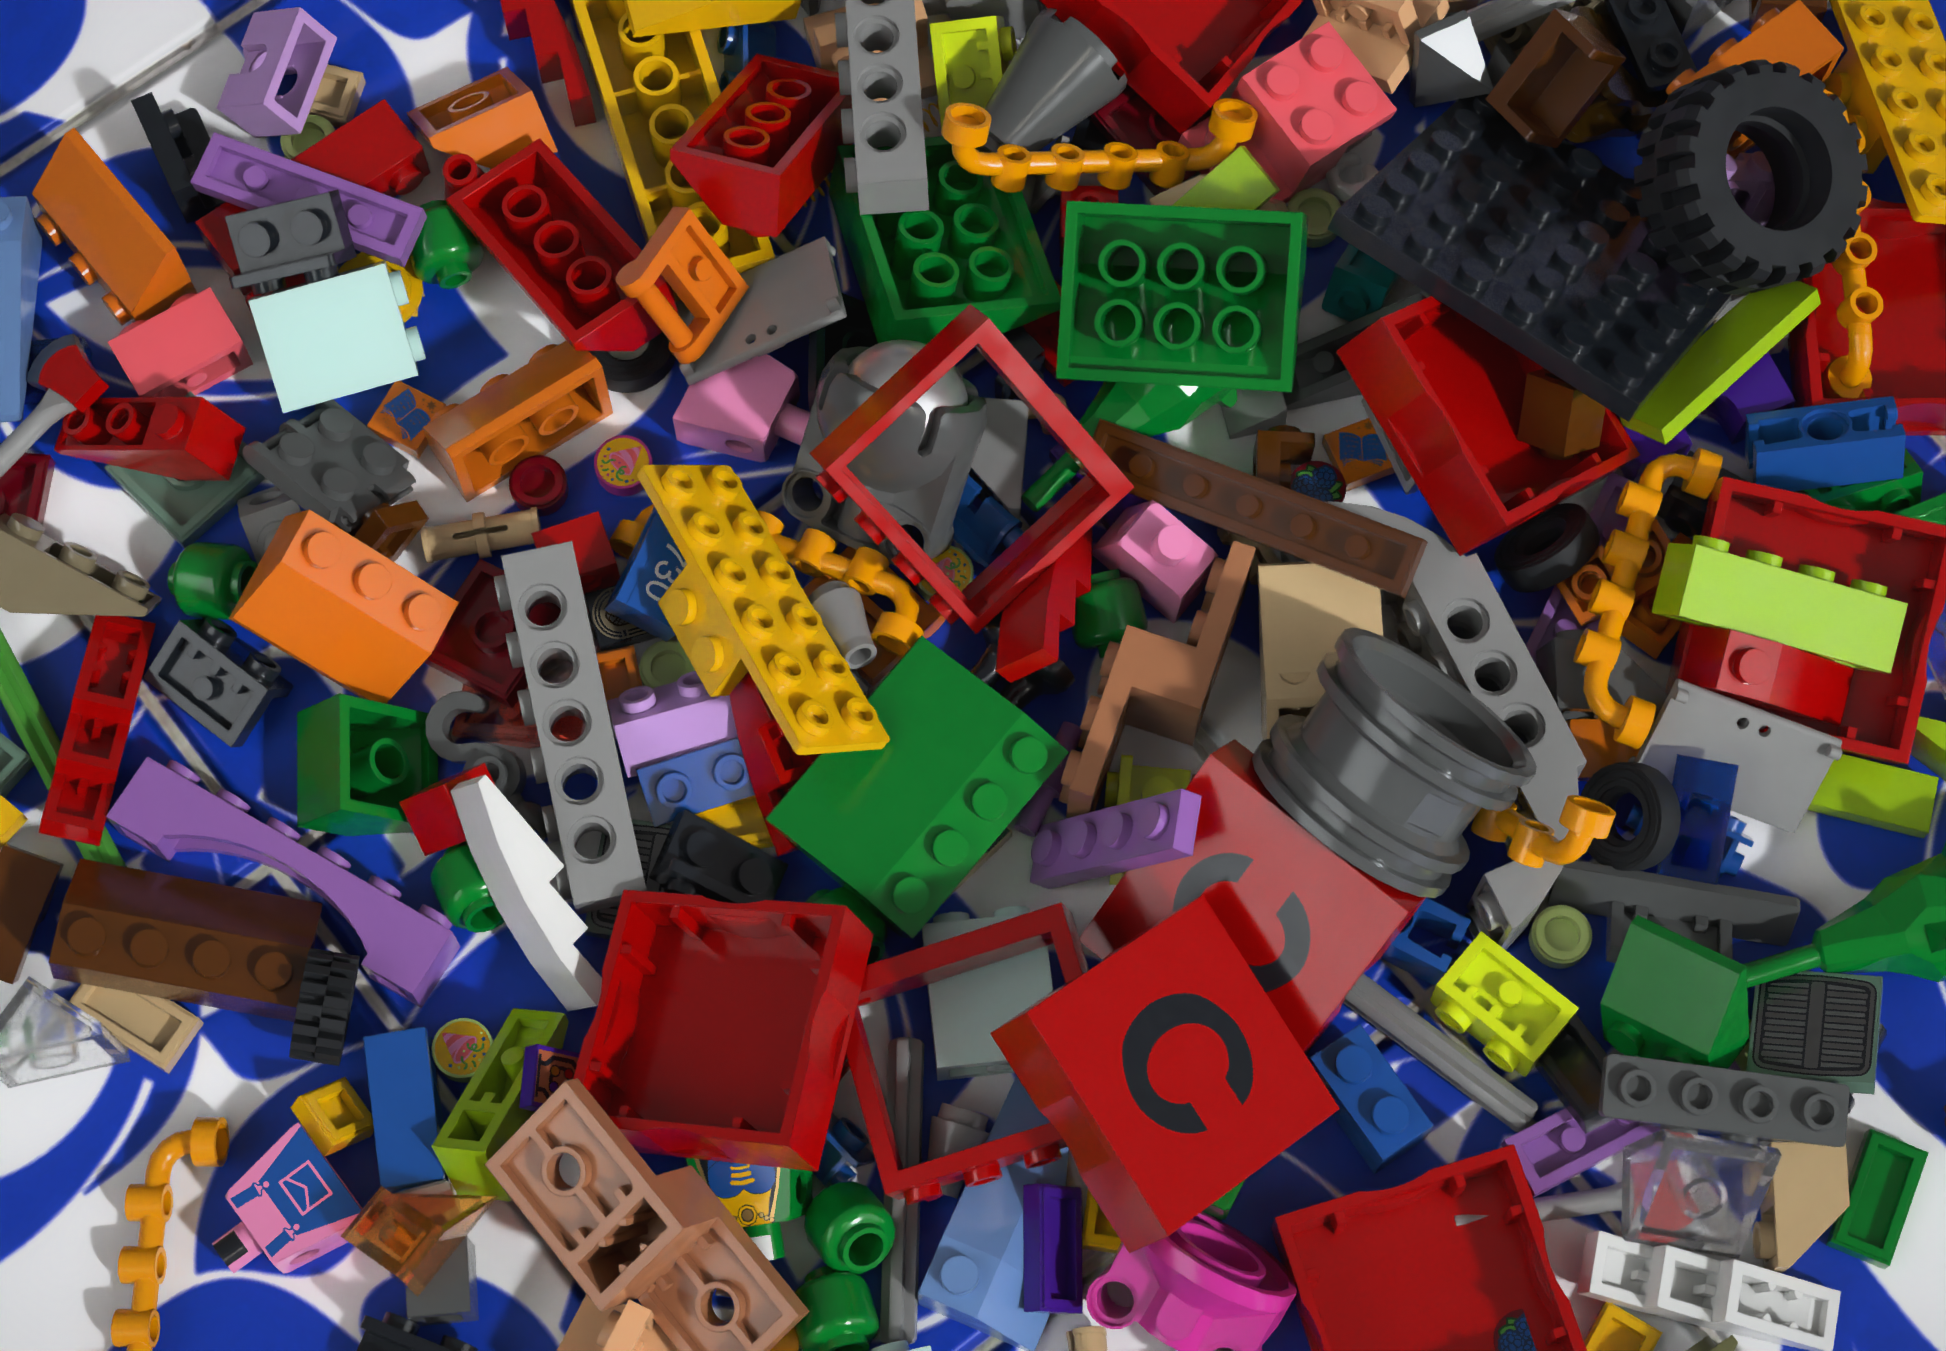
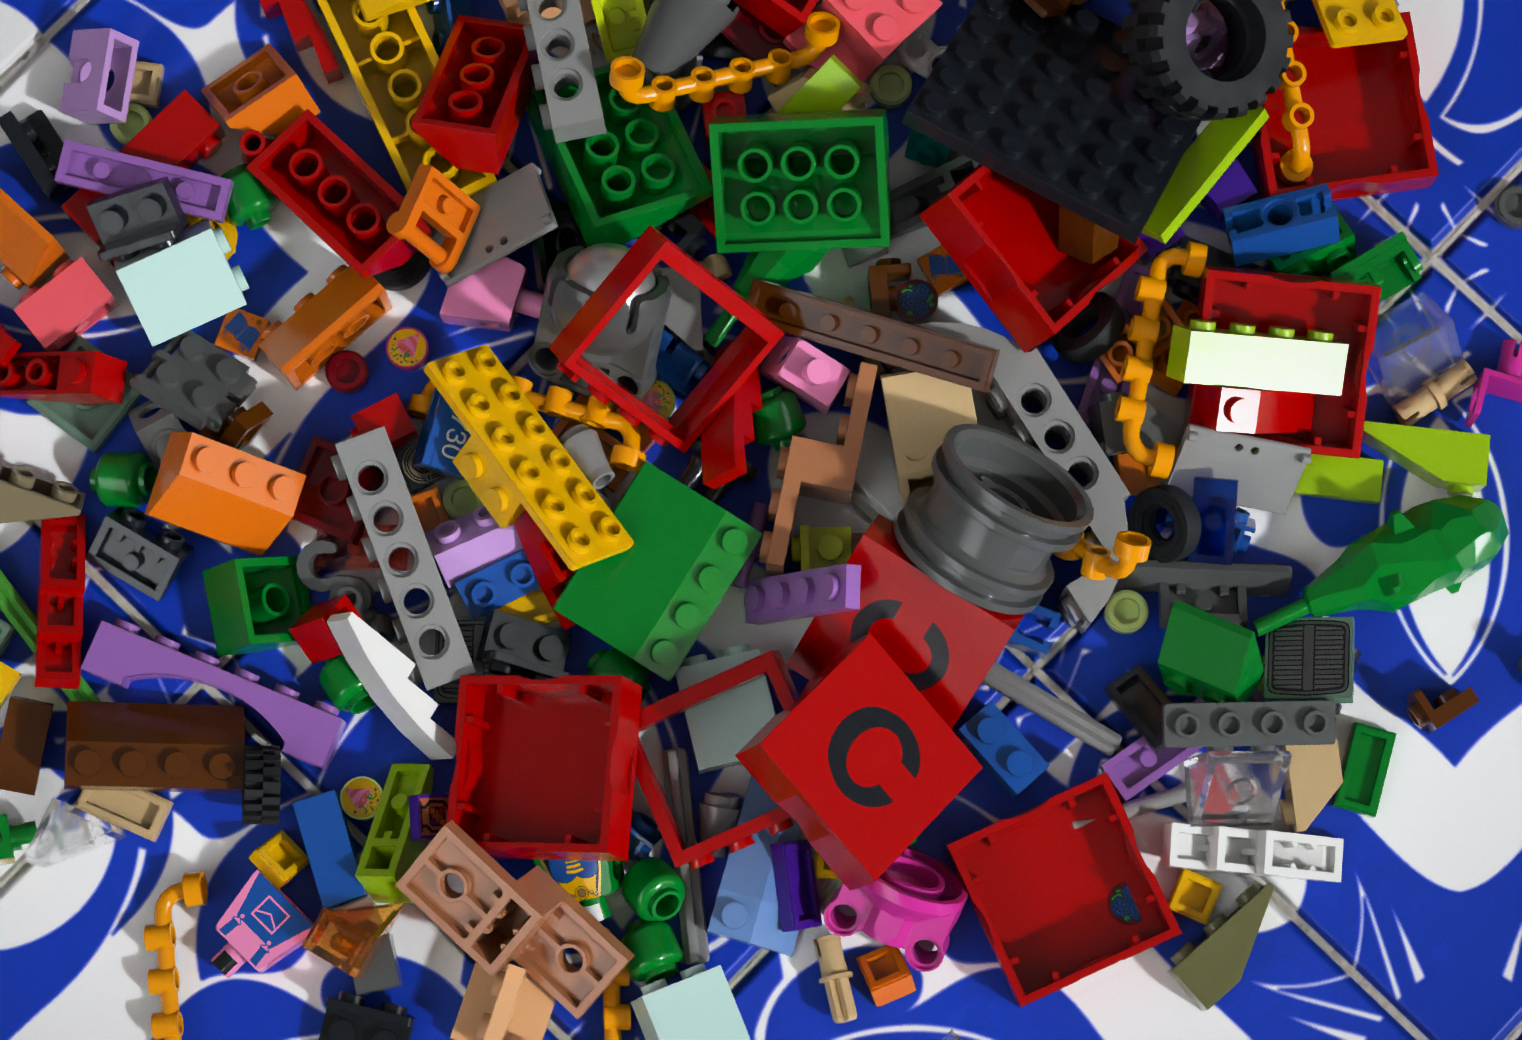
camera: 10 degrees left, 10 degrees up
(479, 535) = (283, 425): tan pin -> none
(1501, 1005) = (1089, 670): neon yellow bracket -> none

